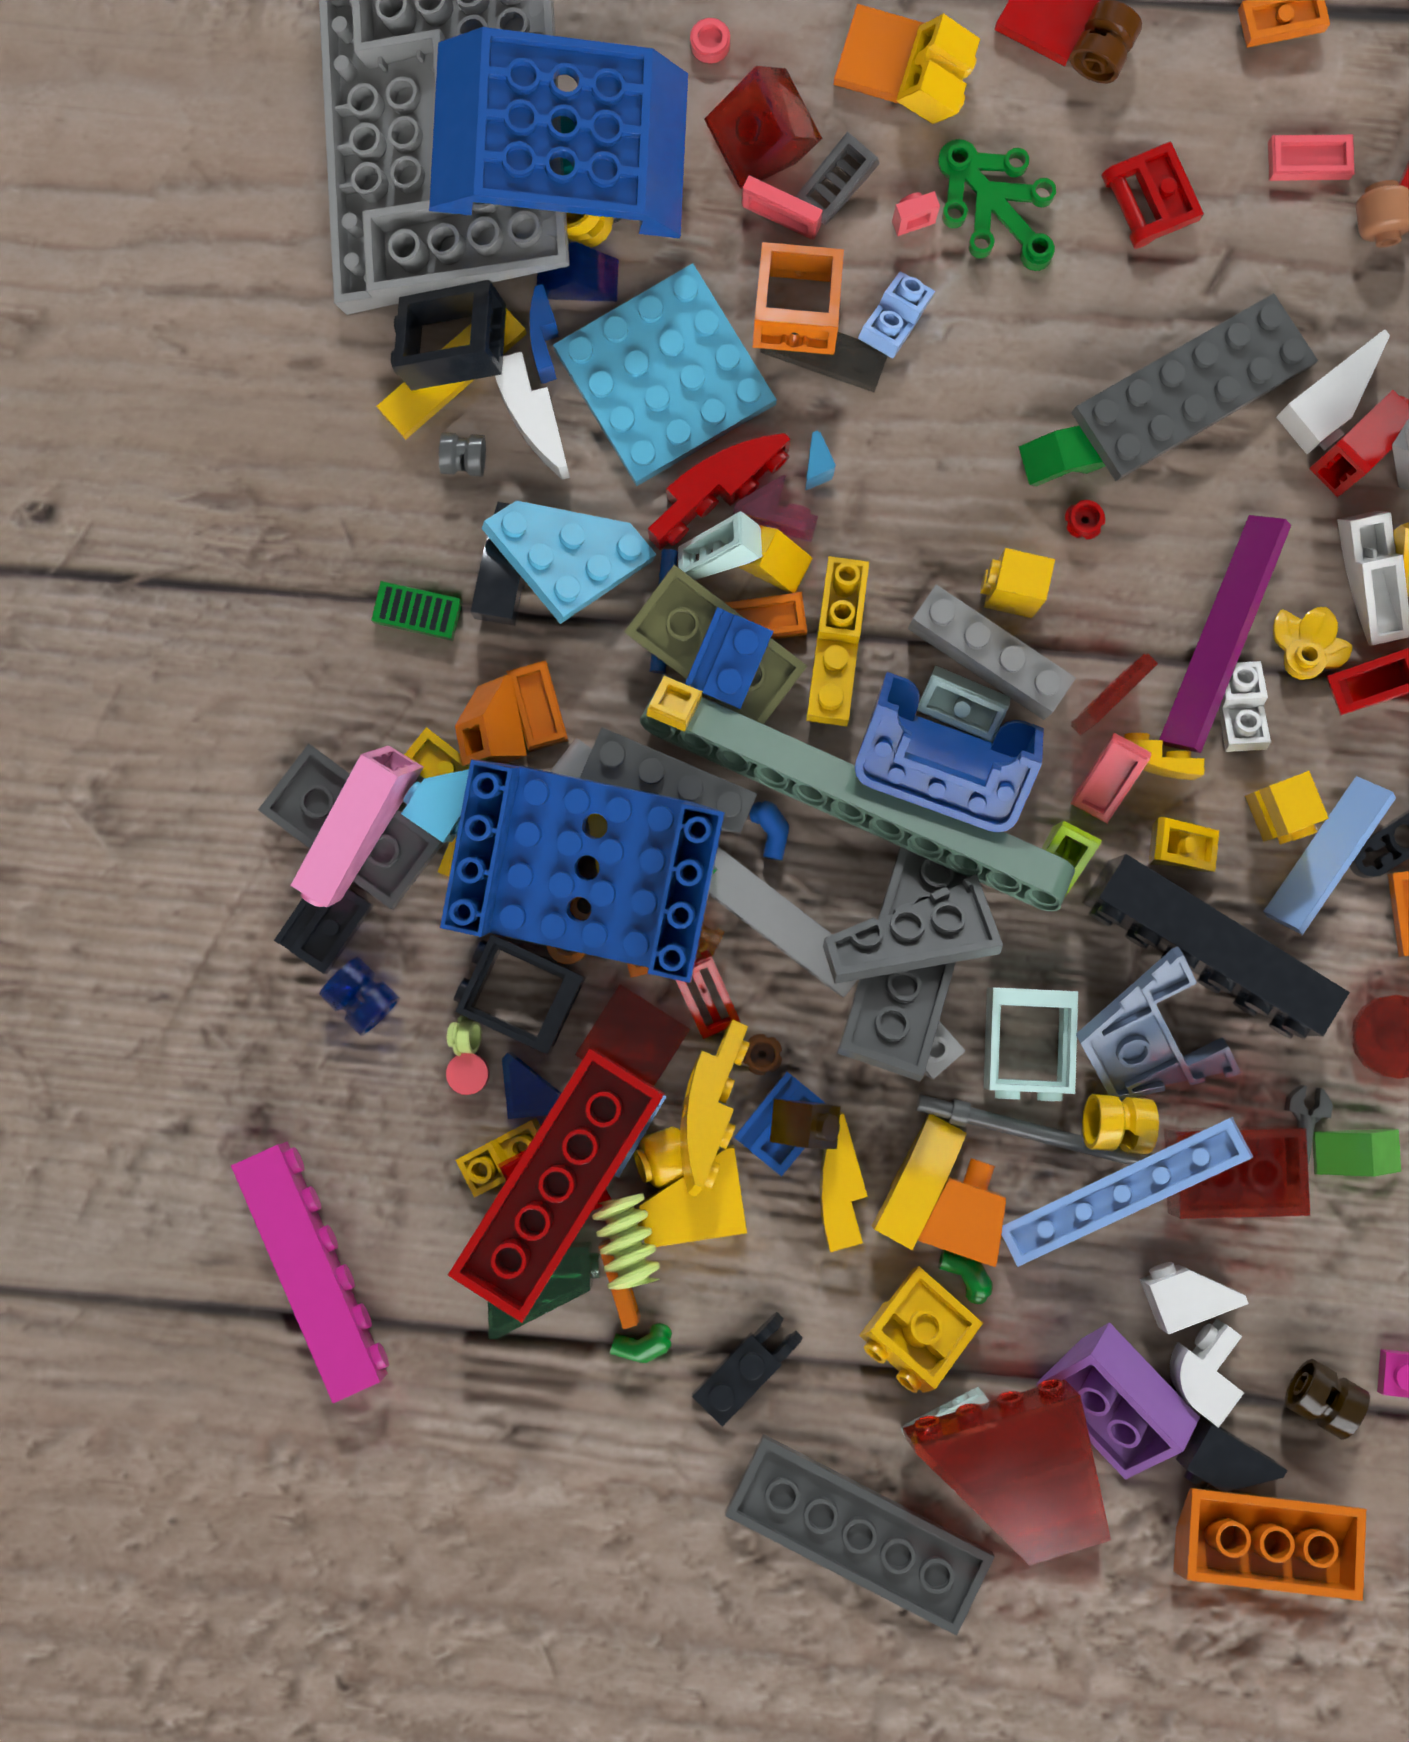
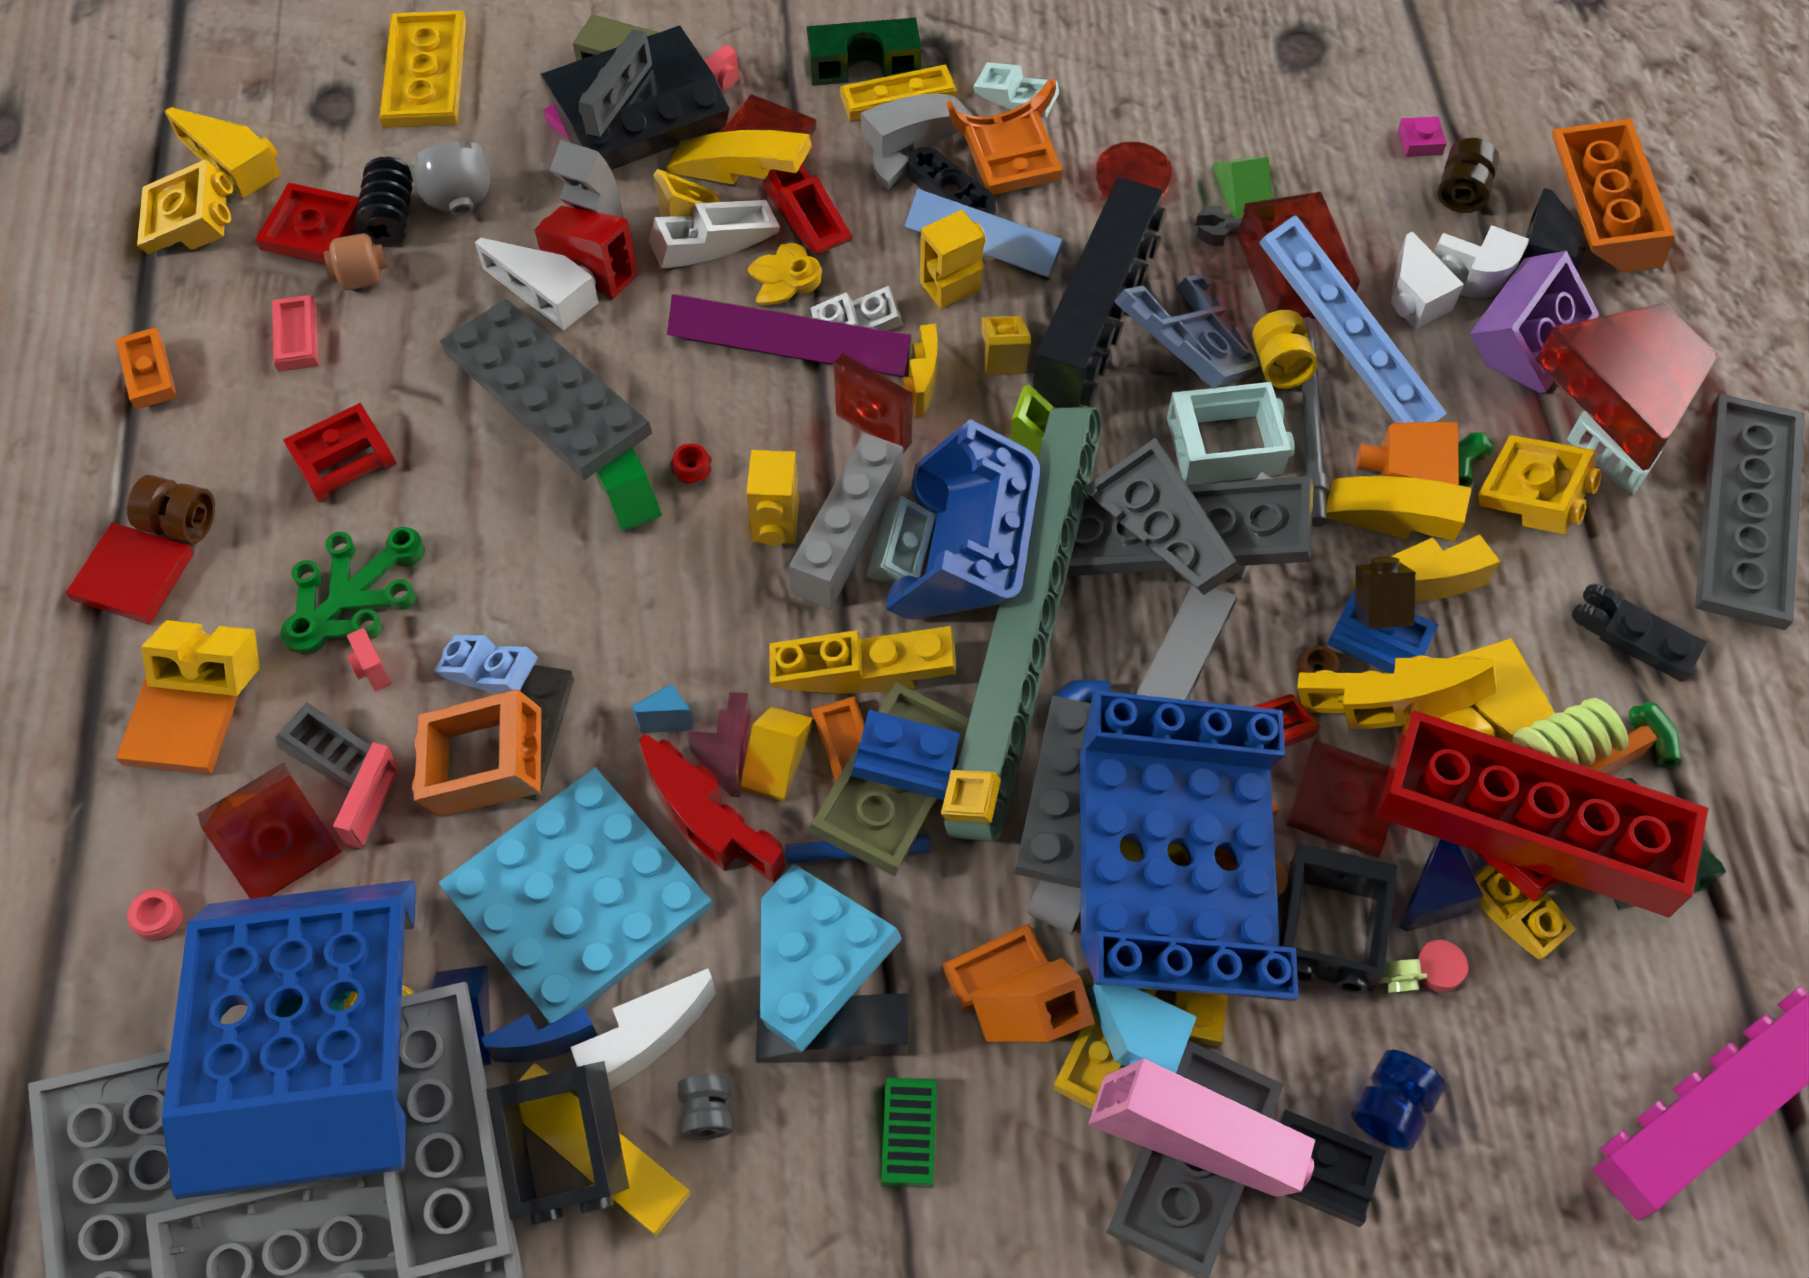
camera: 105 degrees left, 25 degrees down
(733, 545) = (796, 785): light aqua slope -> none
(1111, 778) = (951, 396): coral tile -> none

